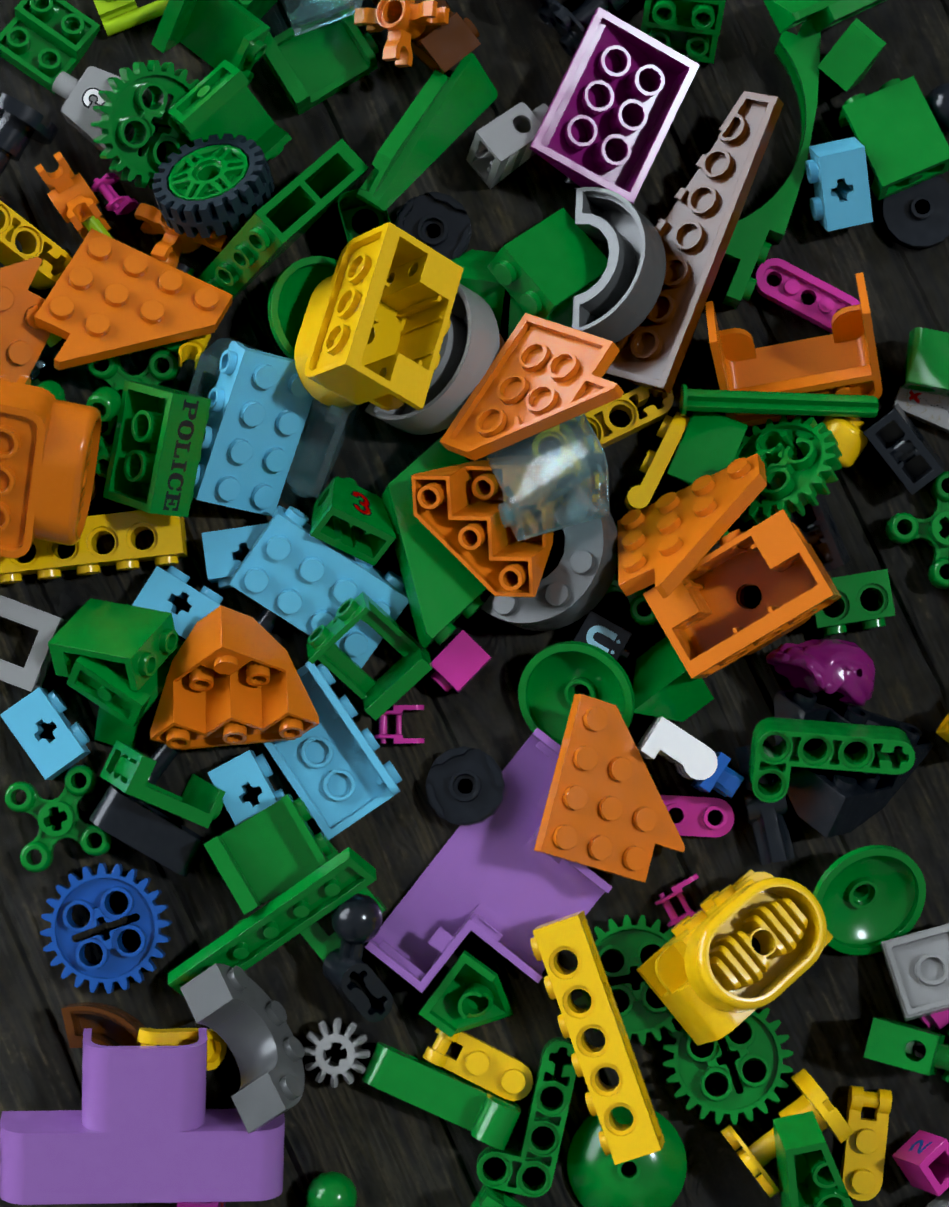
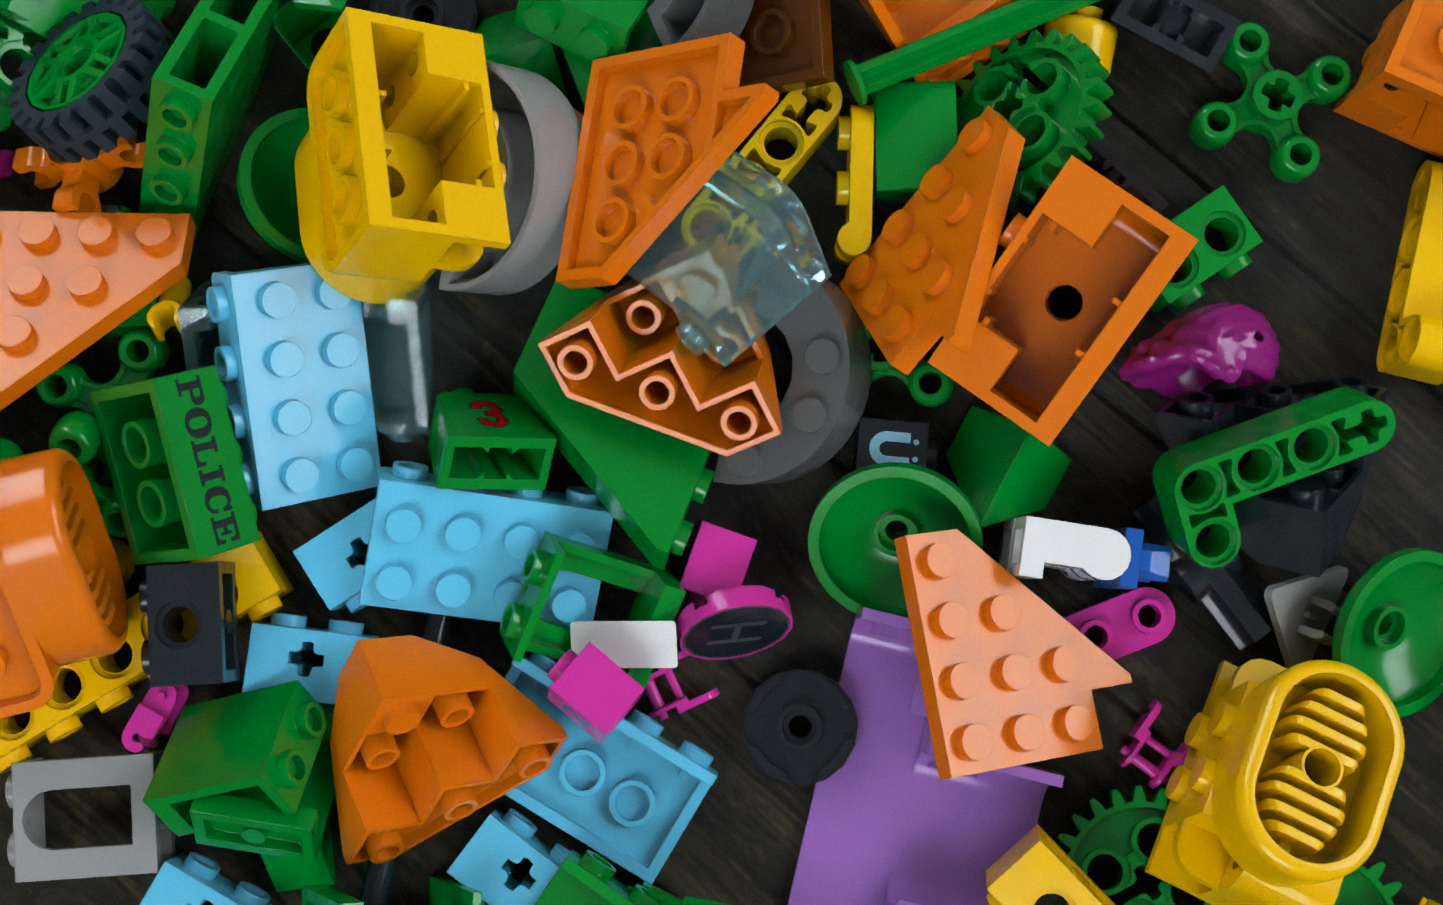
camera: 25 degrees left, 0 degrees up
(70, 595) = (154, 715): none -> dark pink piece
(126, 572) = (214, 649): none -> black brick
(348, 702) = (592, 691): none -> dark pink brick
(379, 683) = (629, 642): none -> white sticker
(453, 702) = (734, 623): none -> tile
(812, 855) = (1302, 611): none -> light grey piece

